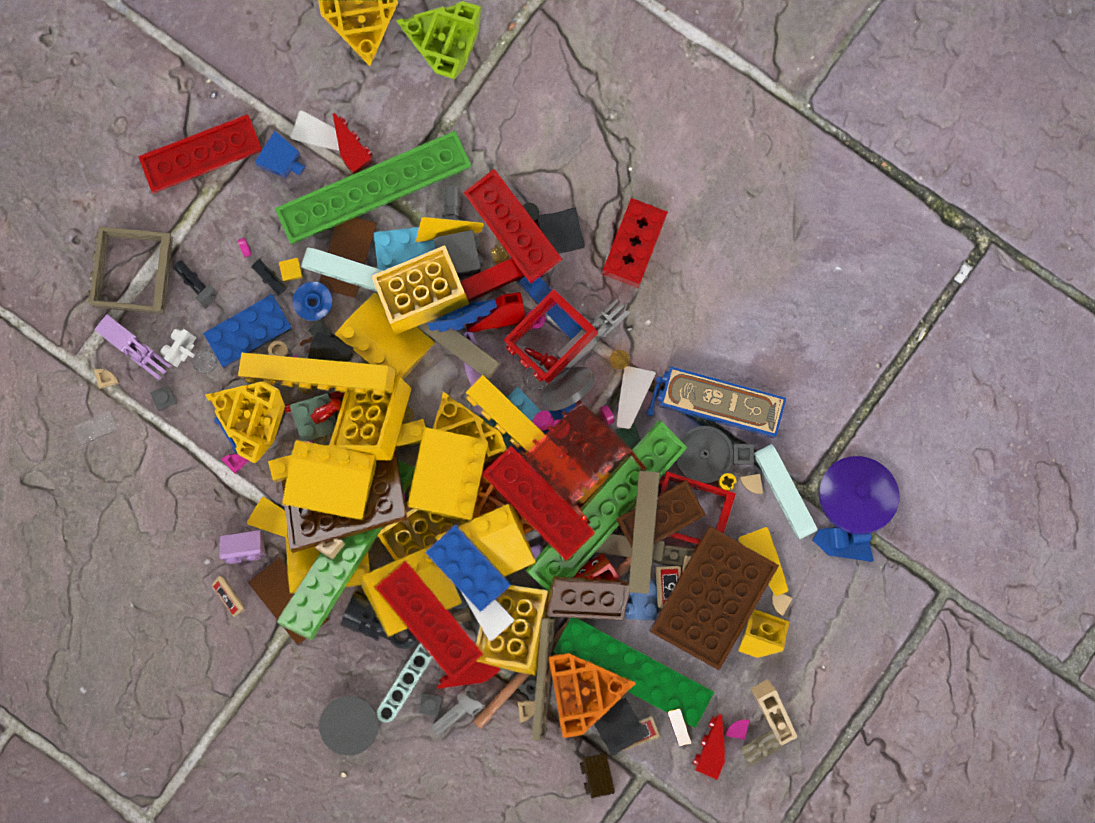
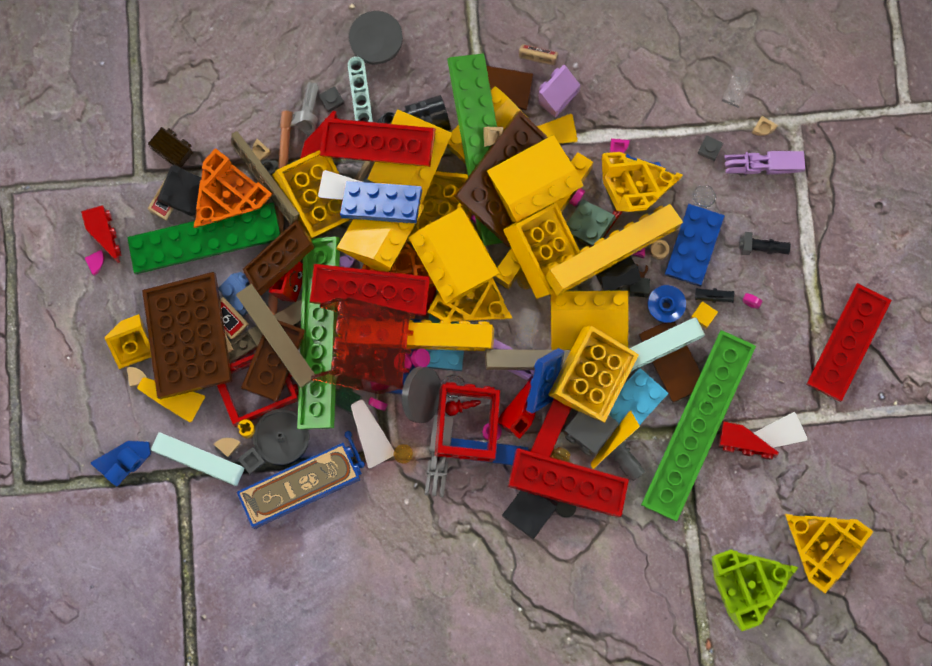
camera: 145 degrees right, 5 degrees down
(99, 259) = (794, 233): dark tan window -> none
(180, 349) = (729, 190): white hips -> none
(279, 157) = (788, 389): blue torso -> none
(325, 411) = (583, 231): red arm -> none
(640, 254) = (472, 538): red brick -> none
(679, 727) = (139, 228): window -> none
(760, 748) = (67, 260): dark tan hips -> none
(774, 711) = (79, 293): tan slope -> none
(859, 495) = (139, 501): dark purple dish -> none

